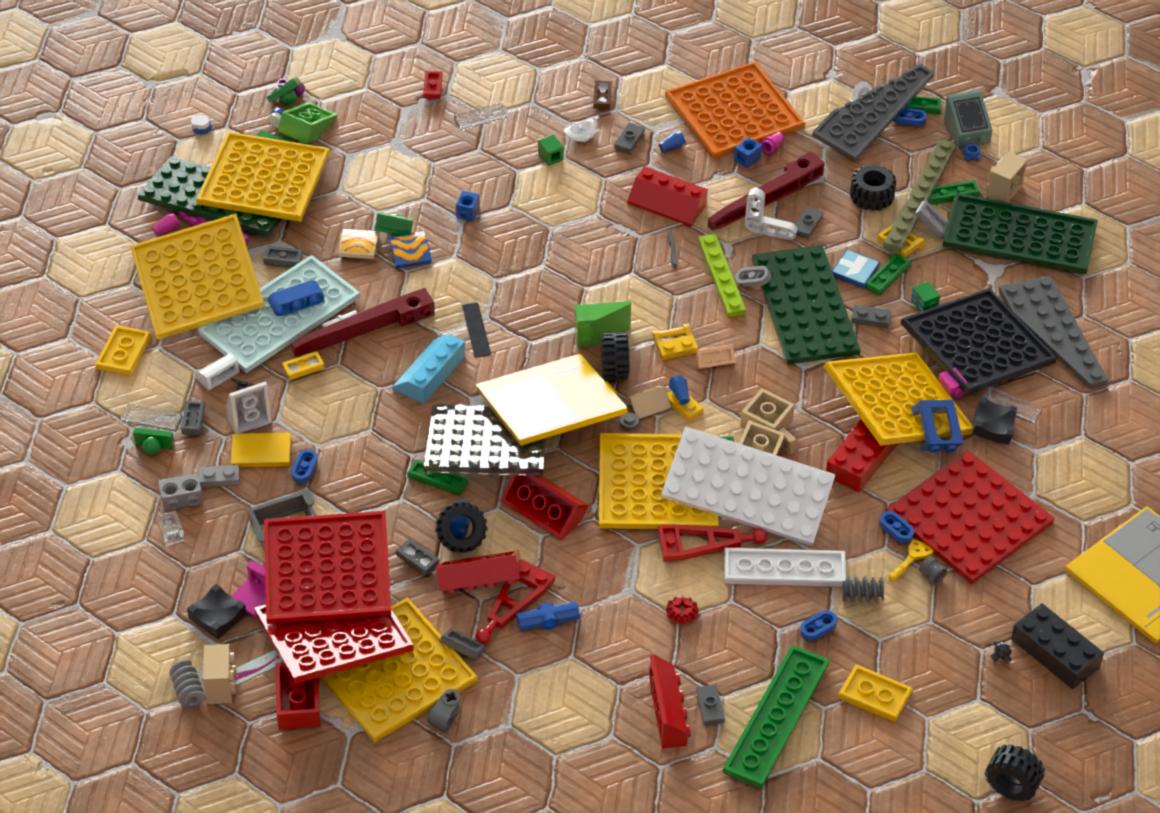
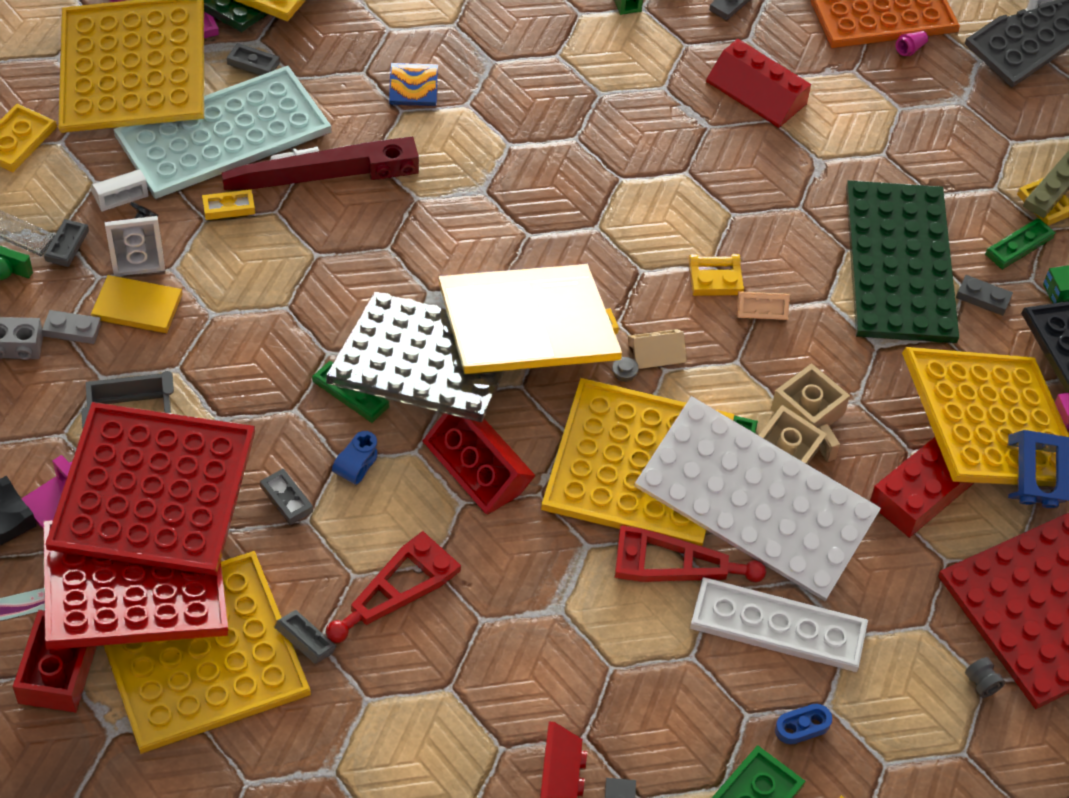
camera: 10 degrees right, 5 degrees up
(296, 298) = (246, 115): blue beam -> none
(302, 469) = (179, 341): blue plate -> none
(358, 244) = (352, 64): slope -> none
(393, 224) = (401, 47): green tile -> none
(431, 368) = (389, 243): medium azure slope -> none
(445, 710) = (246, 734): dark grey piece -> none
(467, 205) = (502, 44): blue brick -> none
(476, 329) = (465, 204): black sticker -> none
(478, 527) = (346, 493): black tyre -> none
(478, 571) = (358, 536): red slope -> none
(548, 616) = (433, 622): blue piece -> none
(600, 318) = (625, 228): bright green slope -> none
(615, 356) = (628, 278): black tyre -> none
(673, 255) = (747, 150): dark grey piece -> none
(674, 141) = (784, 16): blue cone -> none
(679, 387) = (702, 341): blue cone -> none
(689, 410) = (704, 361): yellow piece -> none
(689, 614) = (630, 661): red gear -> none
(721, 275) = (801, 200): lime plate -> none
(747, 152) = (876, 48): blue brick -> none
(755, 276) = (841, 209): light grey plate -> none
(759, 218) = (868, 137): white beam -> none
(795, 176) = (930, 91): dark red piece -> none
(808, 222) = (931, 153): dark grey plate -> none
(855, 268) = (979, 227): tile -> none
(863, 588) = (879, 683): dark grey piece -> none
(873, 187) = (1027, 125): black tyre -> none
(898, 527) = (950, 602): blue plate -> none
(916, 551) = (961, 648): yellow piece -> none

